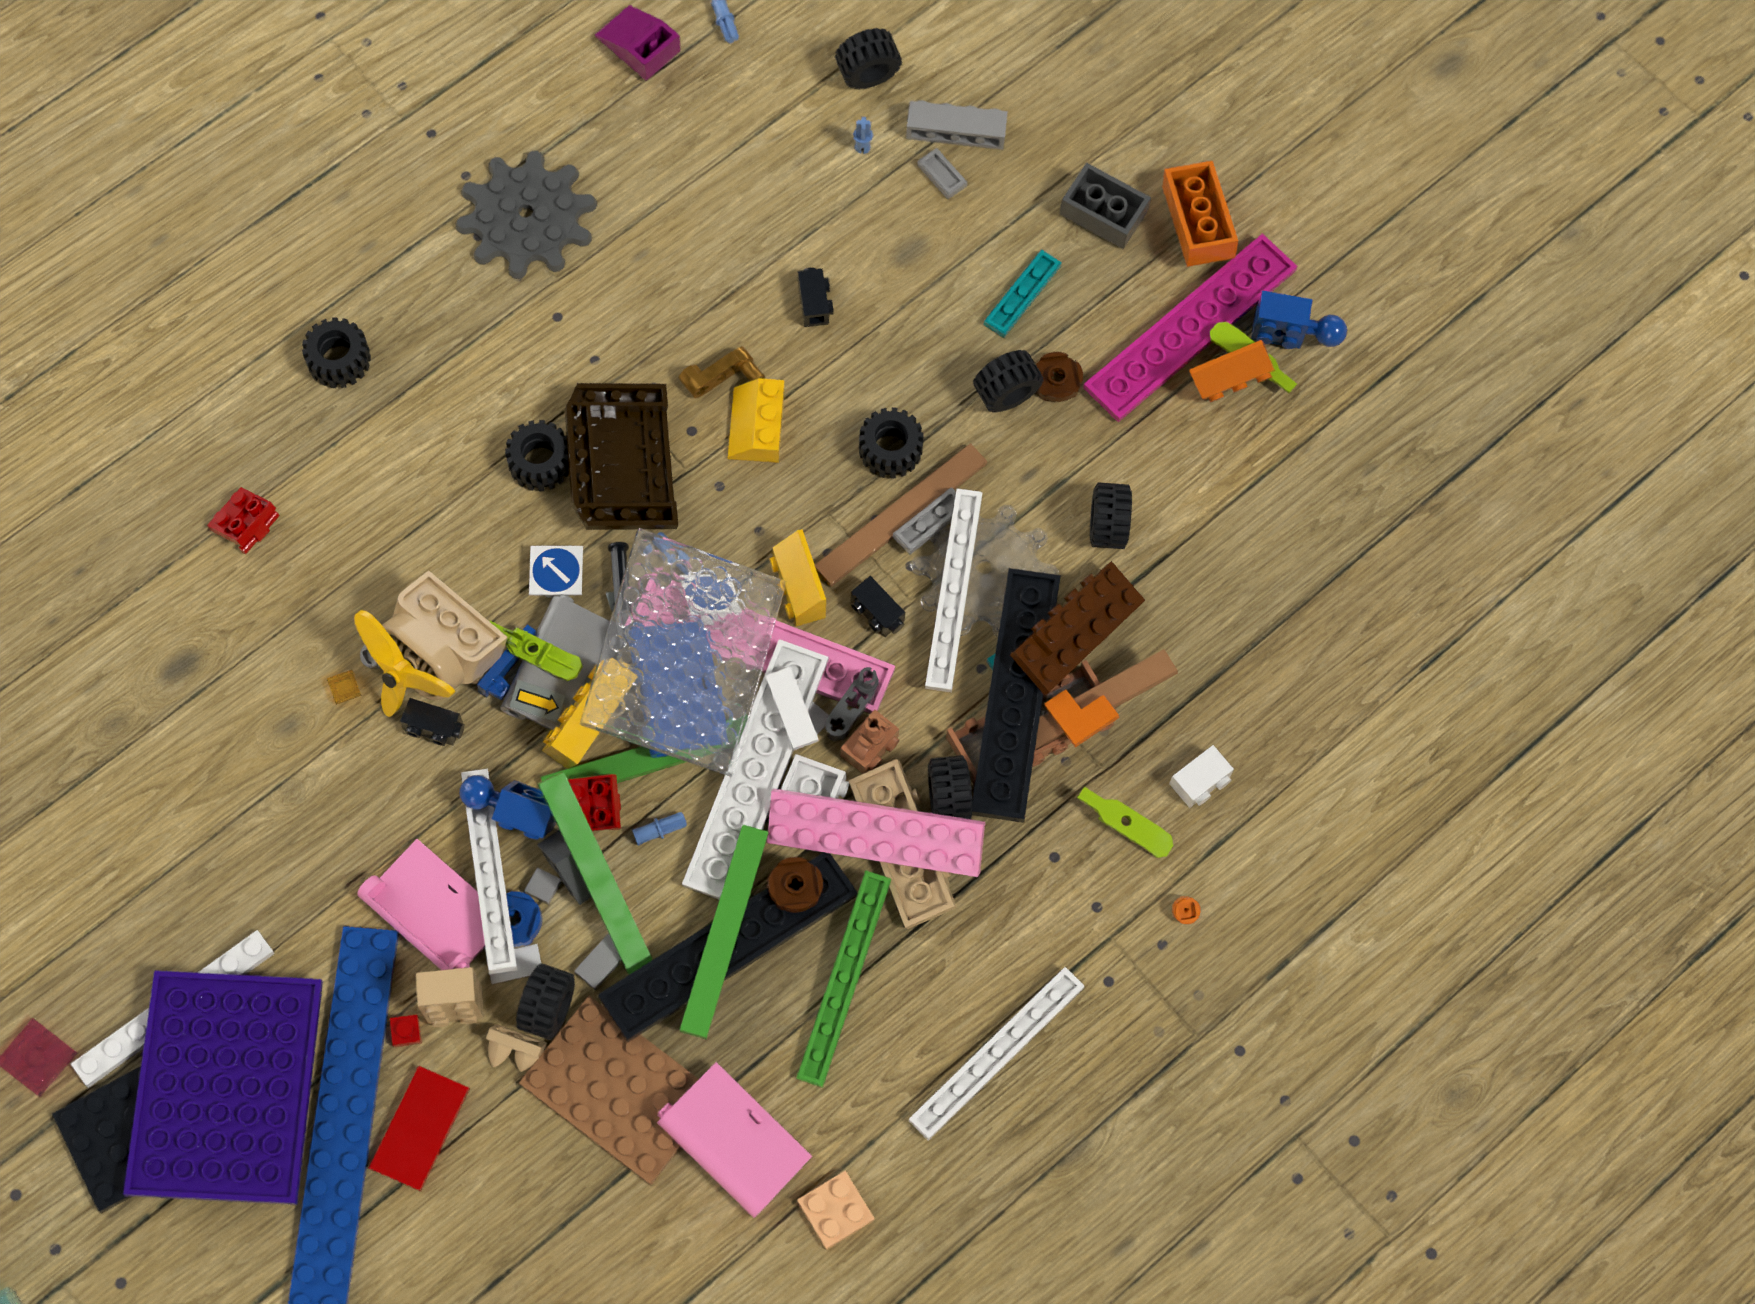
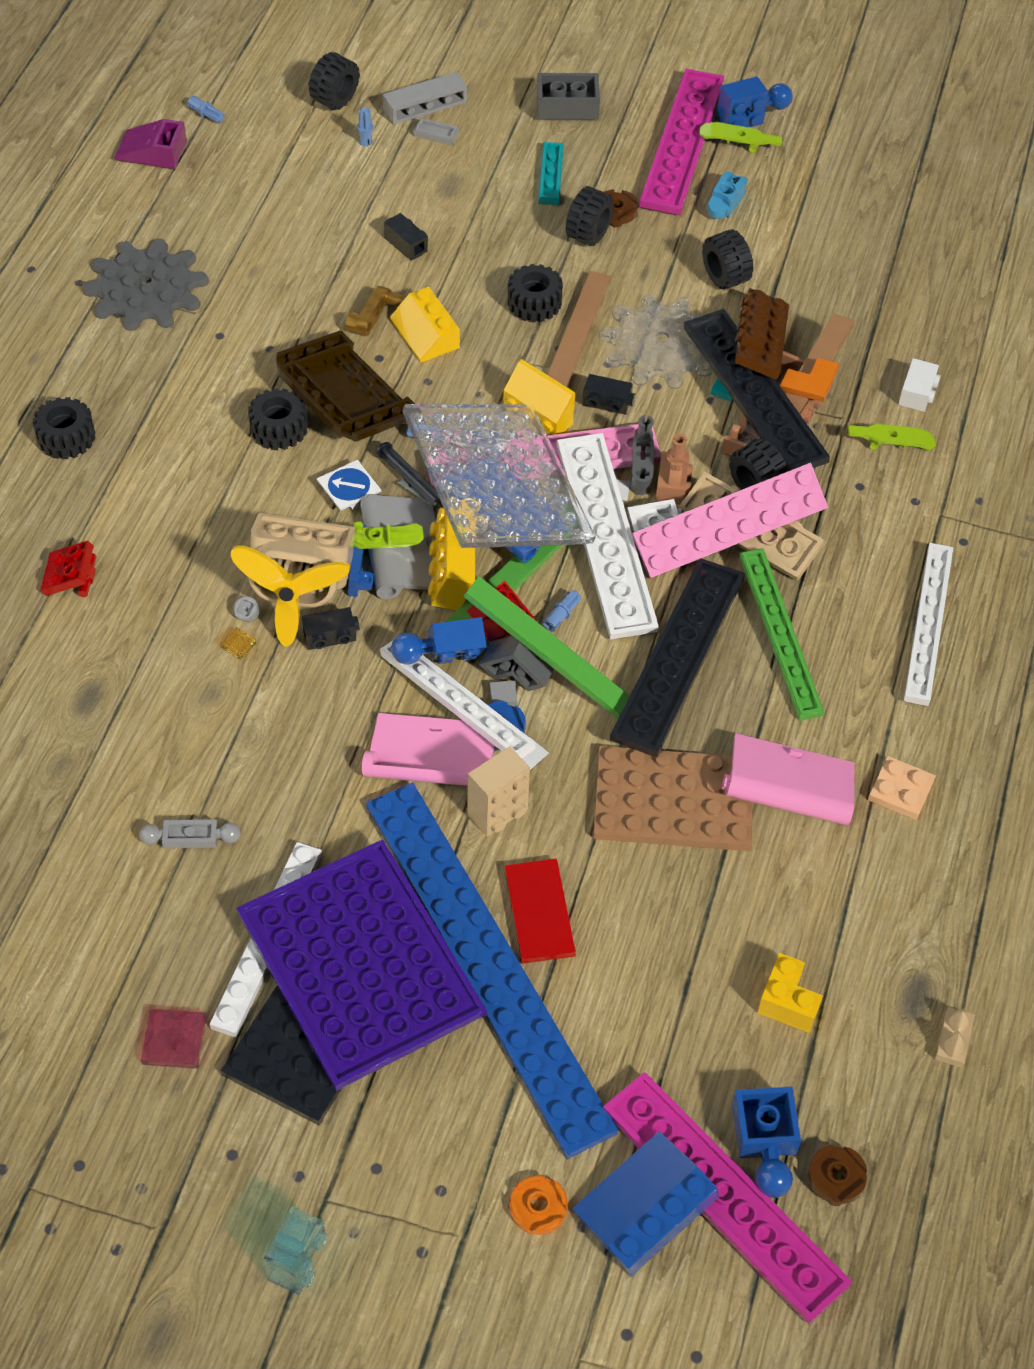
camera: 30 degrees left, 15 degrees down
(173, 865) = (190, 833): none -> light grey plate
(405, 1030) = (473, 849): red plate -> none
(502, 1042) = (559, 812): tan tile -> none
(537, 701) = (403, 570): light grey sticker -> none
(545, 1001) = (575, 758): black tyre -> none
(599, 963) = (589, 720): light grey tile -> none
(724, 932) = (672, 644): bright green tile -> none
(792, 708) = (603, 476): white tile -> none
(805, 873) = (693, 597): reddish brown plate -> none
(926, 522) = (601, 326): light grey tile -> none
(953, 590) = (656, 355): white plate -> none
(1167, 436) = (727, 195): none -> dark azure piece
(1186, 910) = (978, 468): orange tile -> none
(1200, 213) = (637, 71): orange brick -> none
(1233, 371) = (737, 141): orange slope -> none

